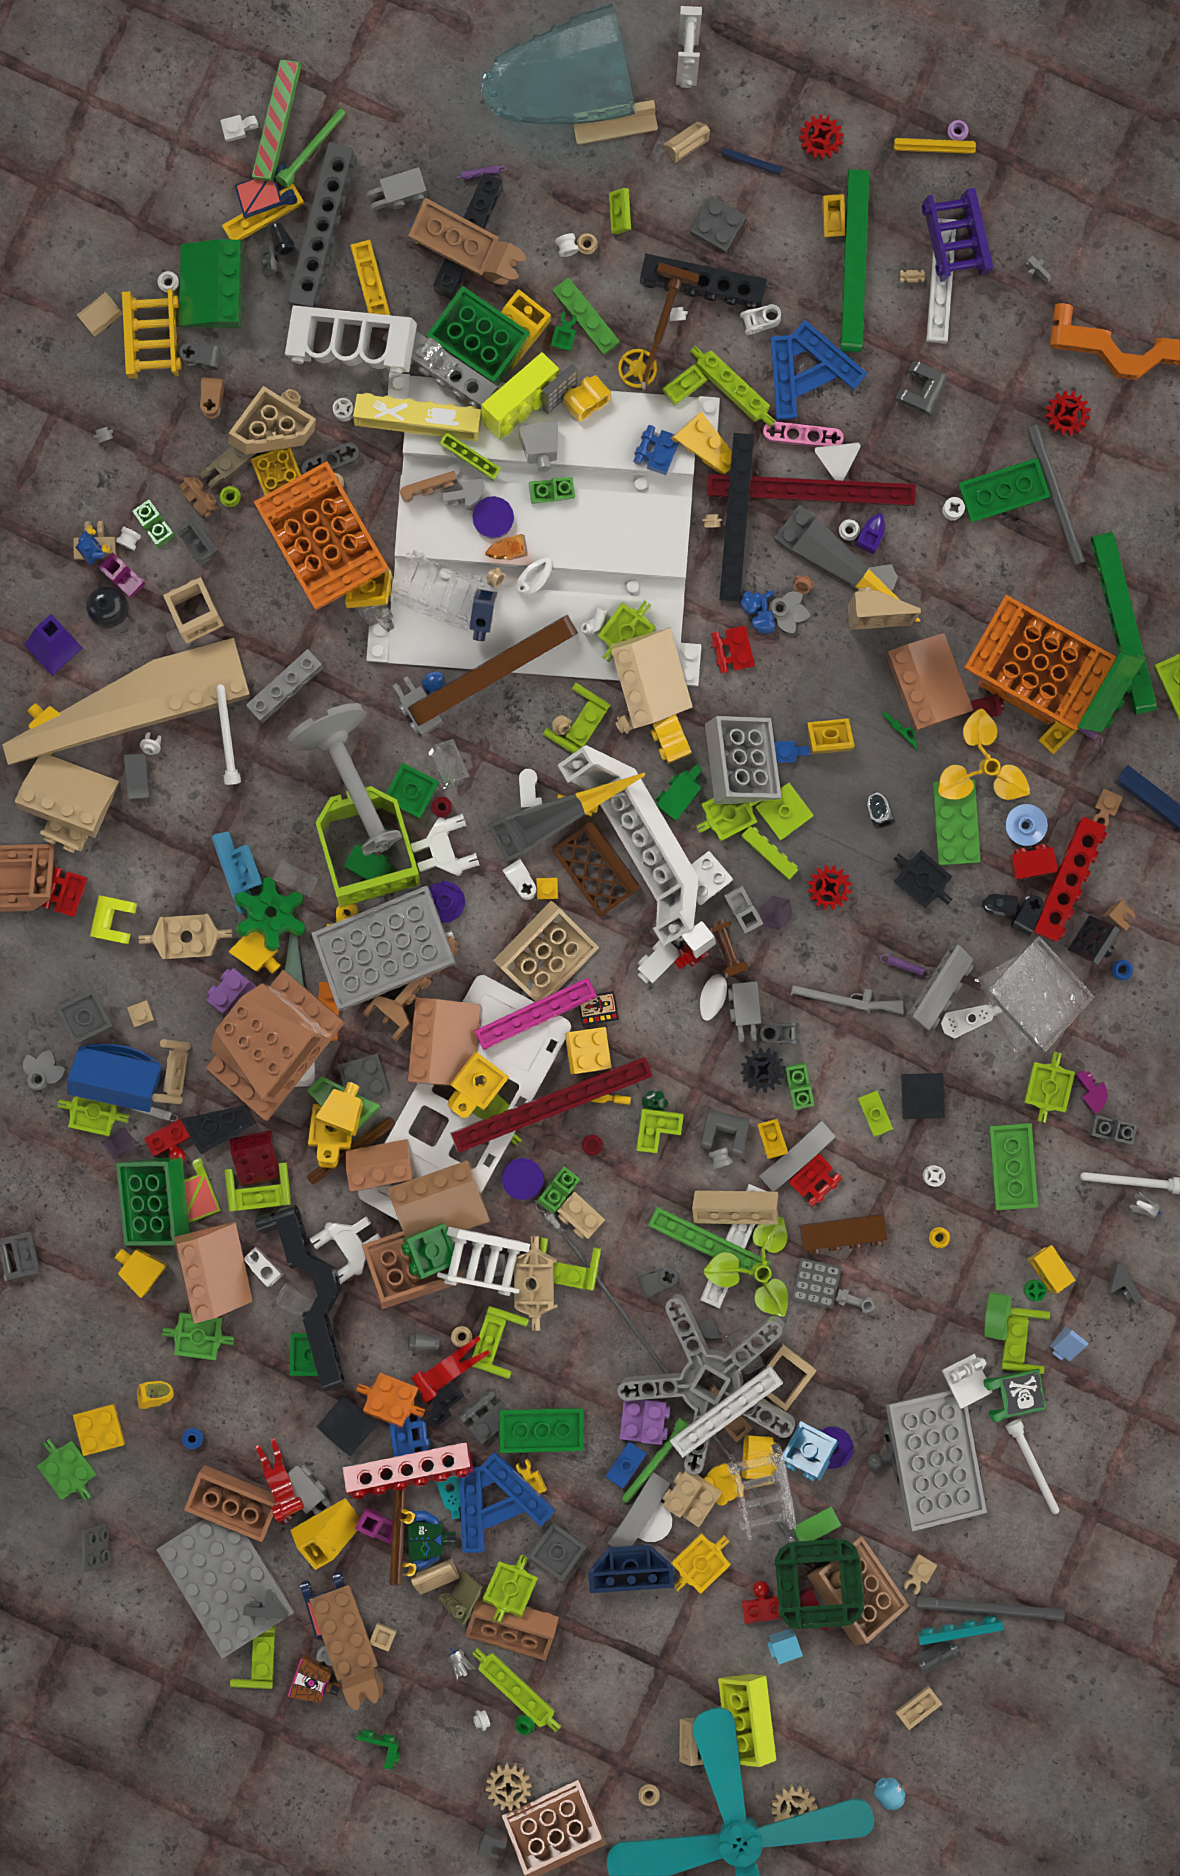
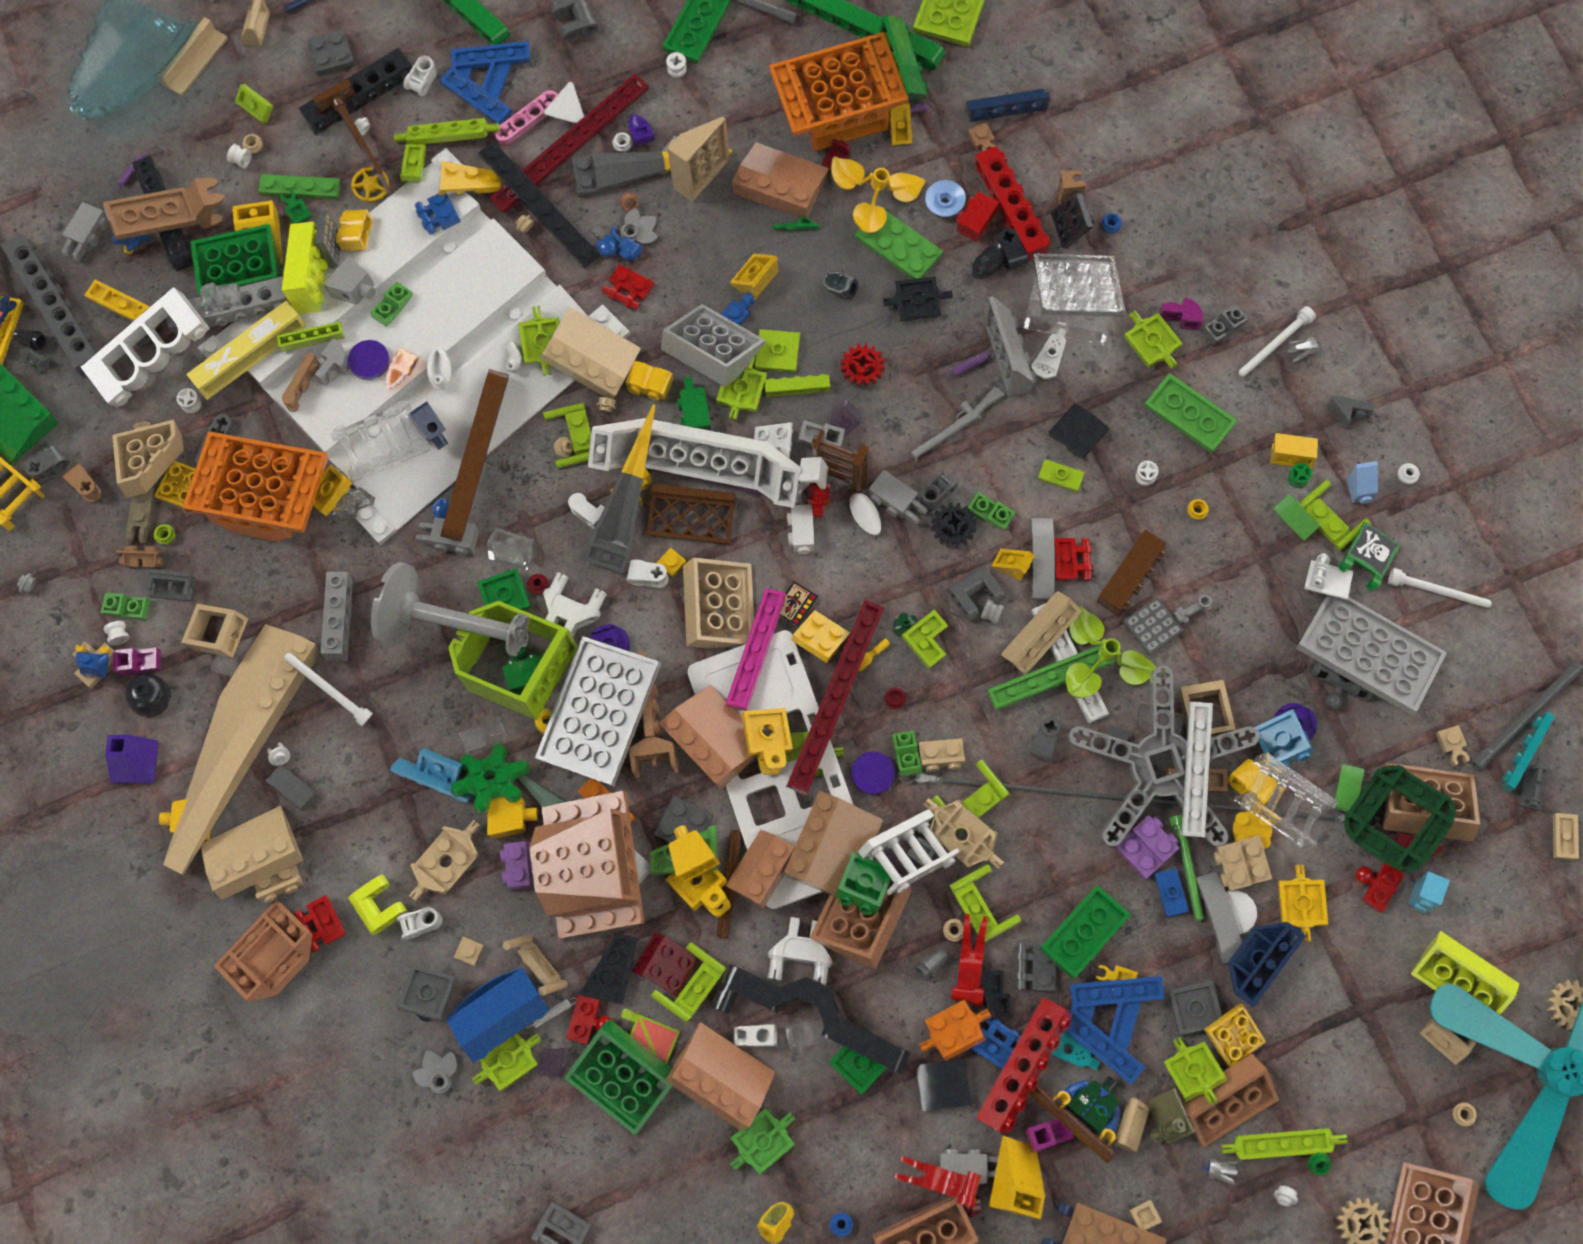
camera: 45 degrees left, 15 degrees down
(125, 958) = (414, 923): none -> white piece
(140, 1270) = (666, 1139): yellow torso -> none
(495, 577) = (411, 394): tan plate -> none
(561, 1594) = (1235, 1035): none -> yellow tile
(1103, 1369) = (1406, 479): none -> white plate

